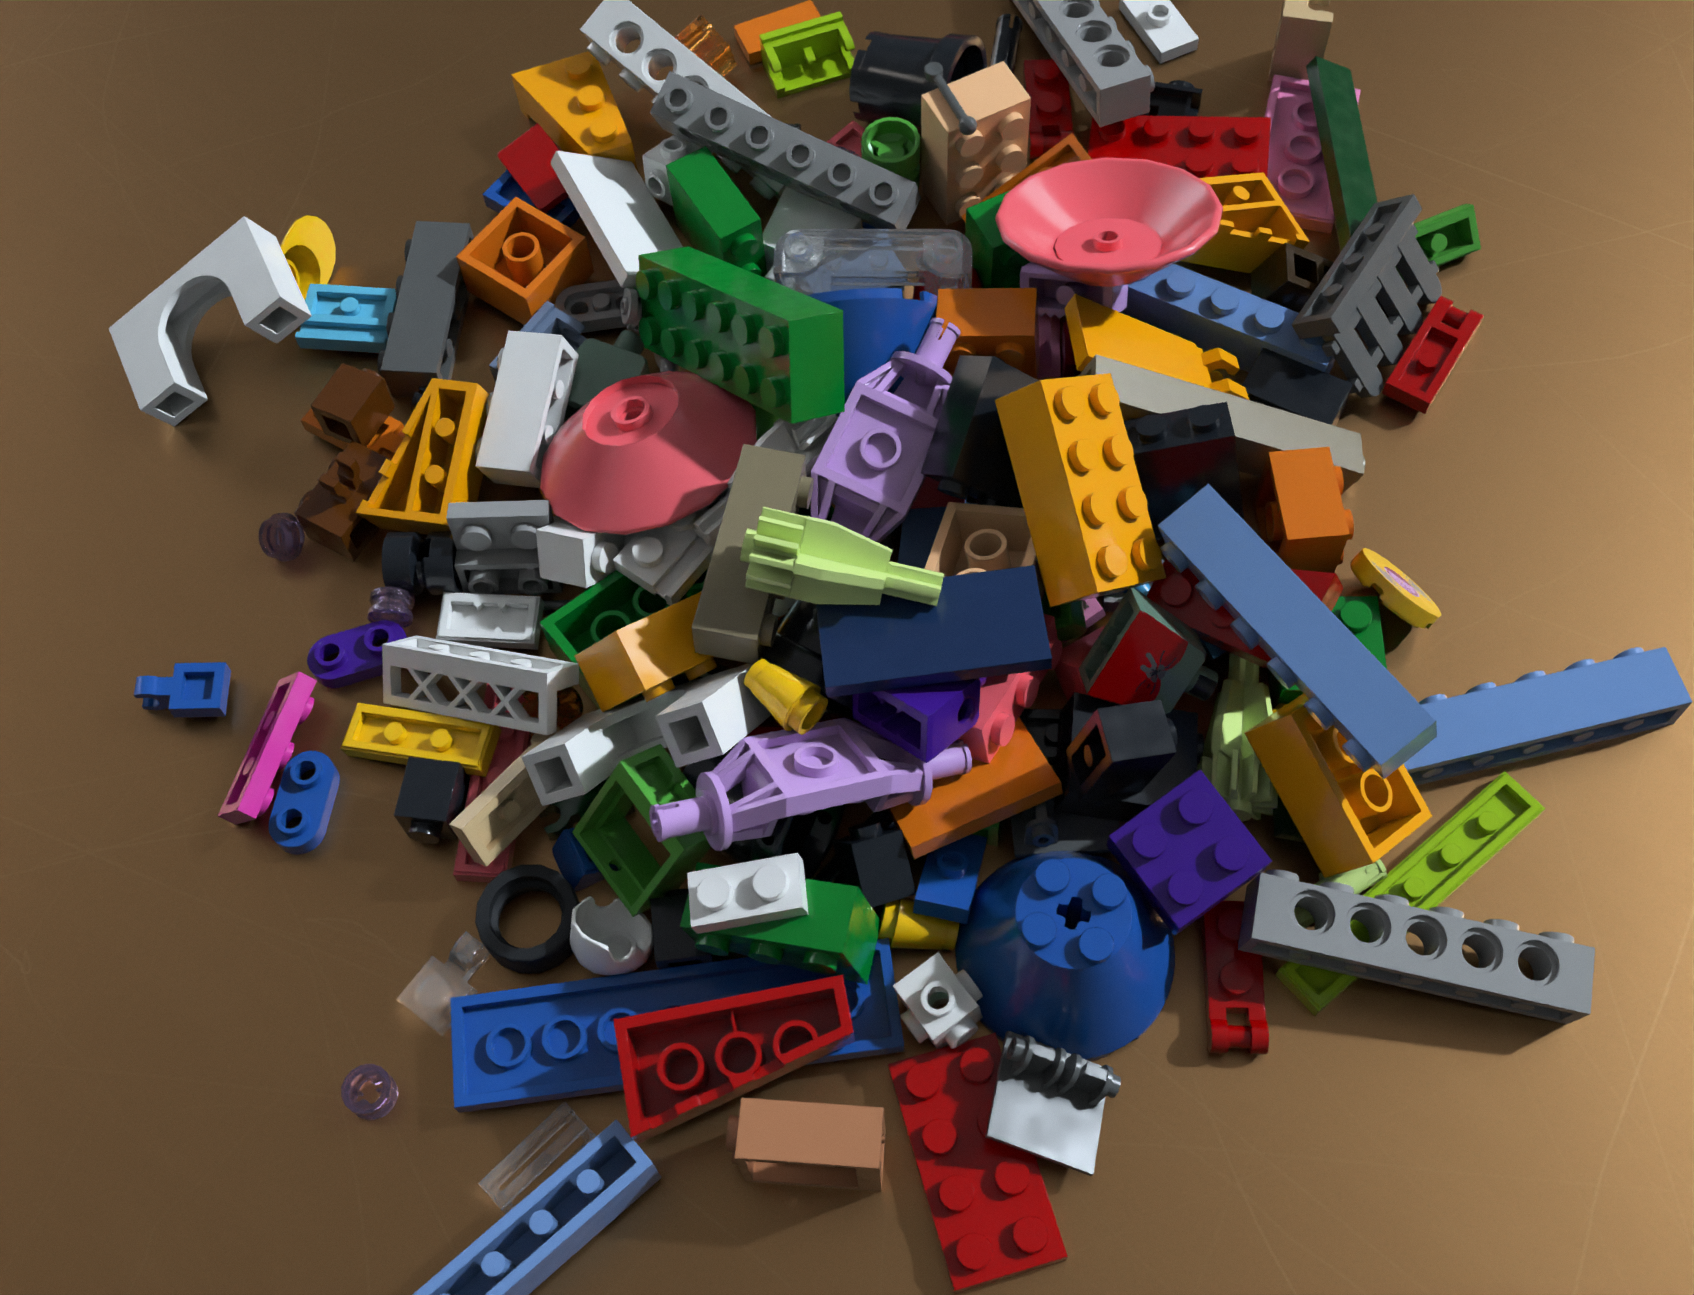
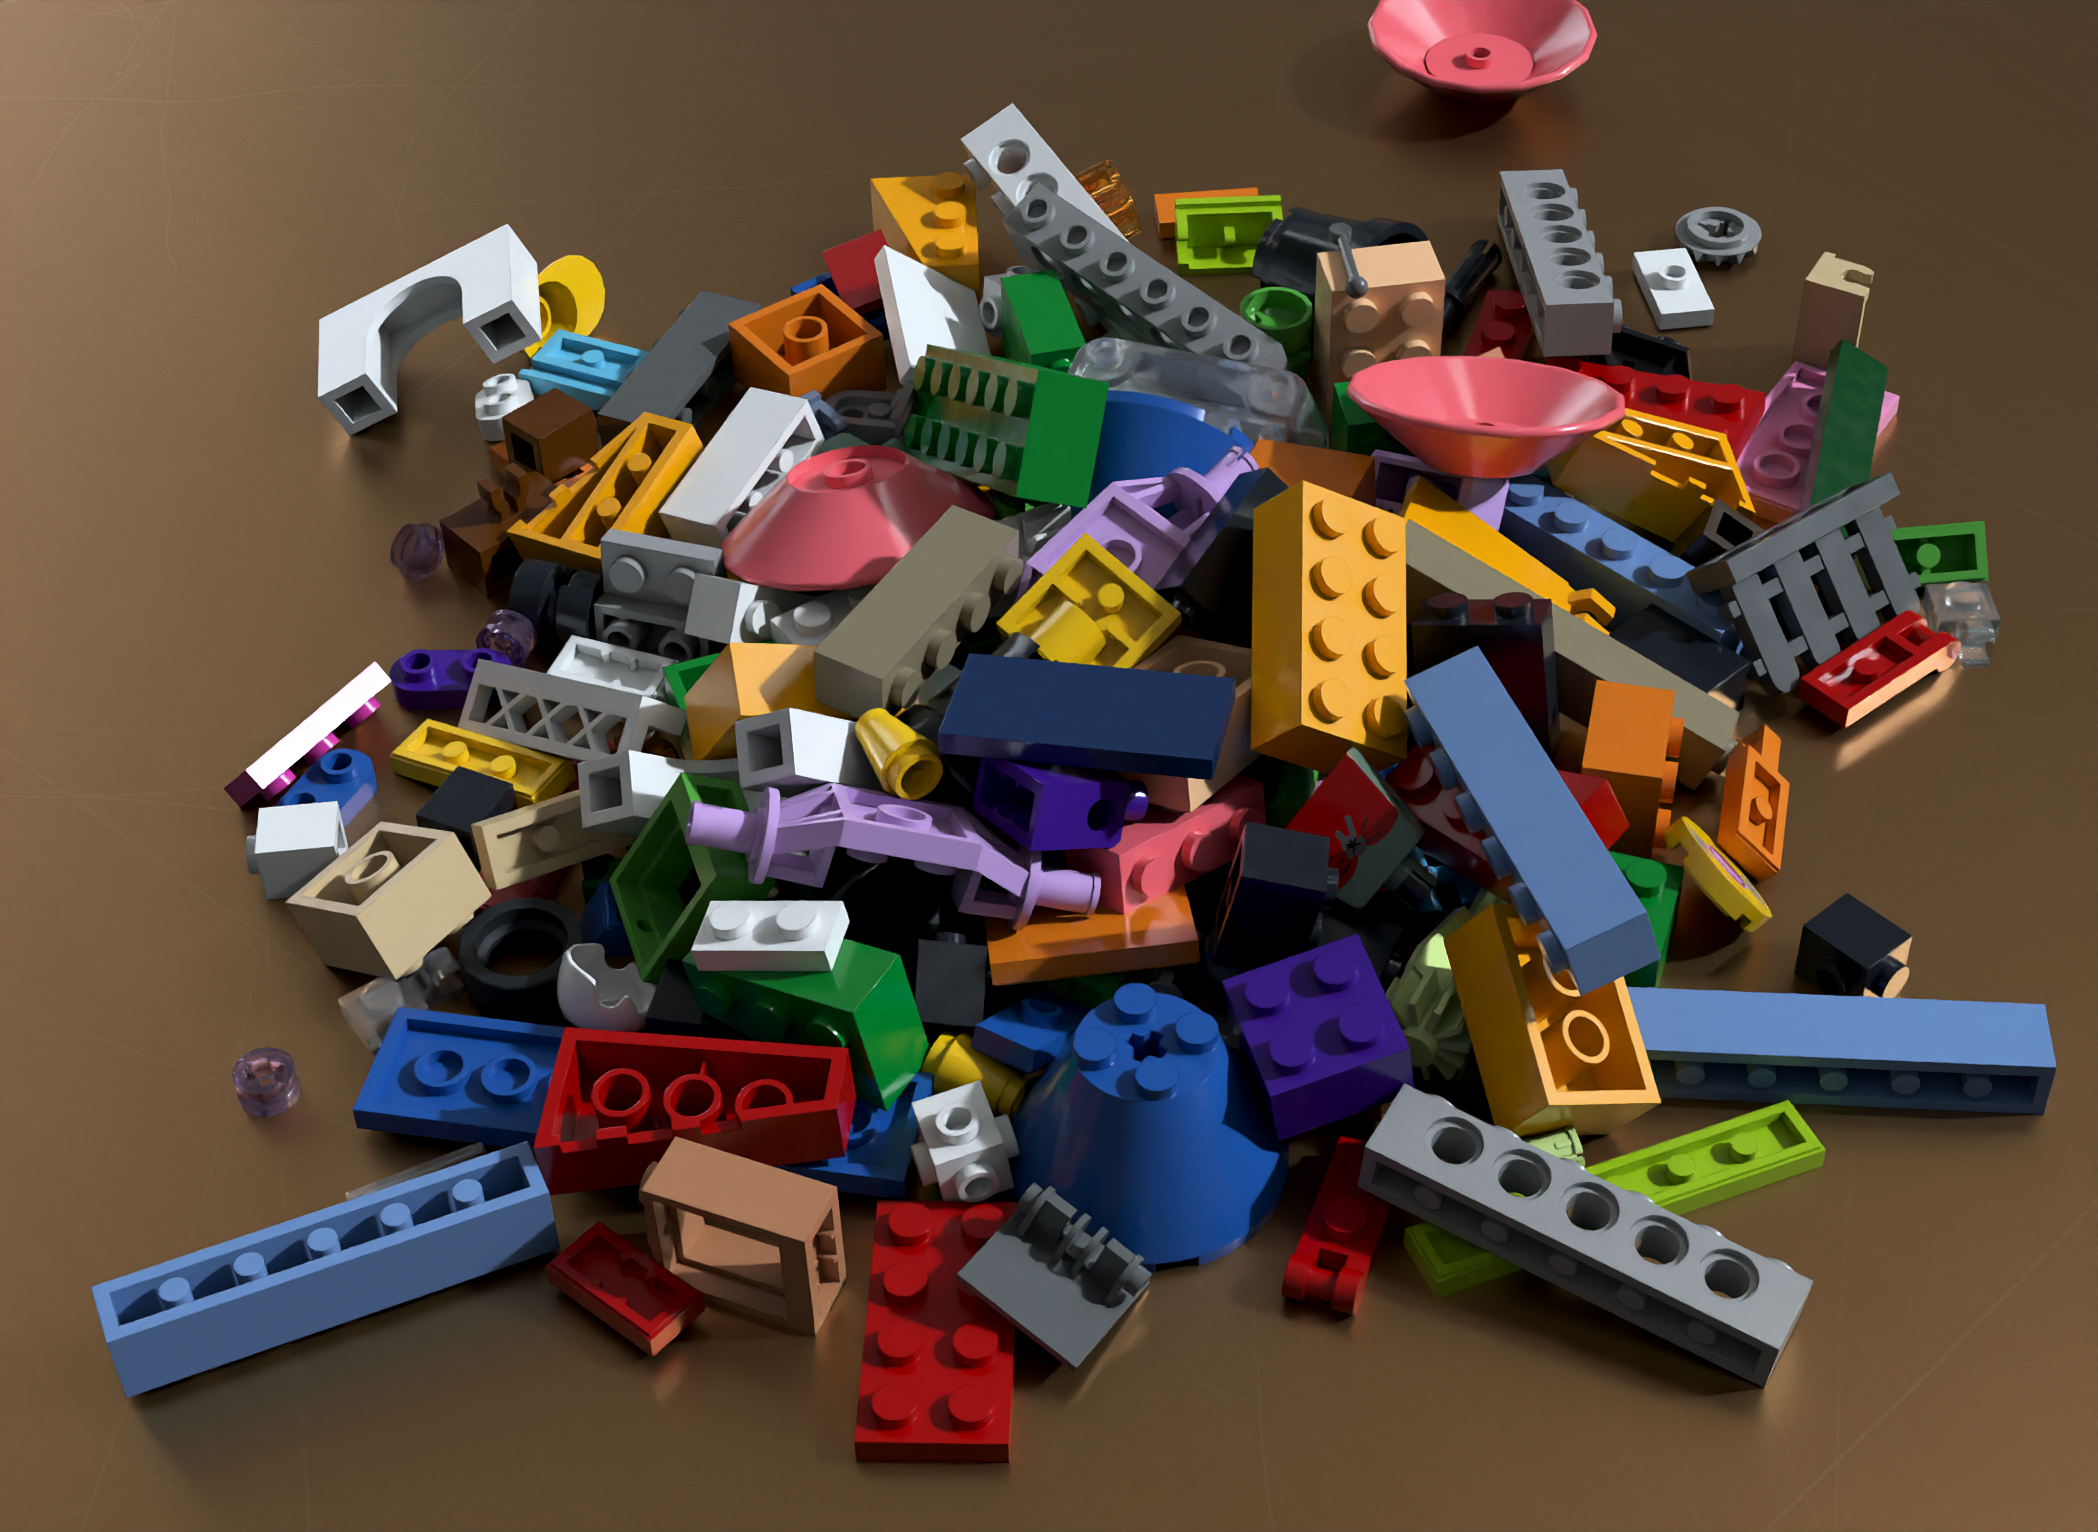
camera: 15 degrees right, 20 degrees down
(191, 692) = (250, 668): blue plate -> none
(296, 374) = (498, 398): none -> white plate
(307, 865) = (294, 845): none -> white brick
(406, 906) = (389, 900): none -> tan brick
(729, 1203) = (625, 1288): none -> red plate
(828, 563) = (989, 613): yellowish green piece -> none
(891, 508) = (1091, 611): none -> yellow plate
(1391, 507) = (1754, 805): none -> orange hinge
(1476, 286) = (1965, 613): none -> clear plate
(1510, 629) = (1853, 951): none -> black brick

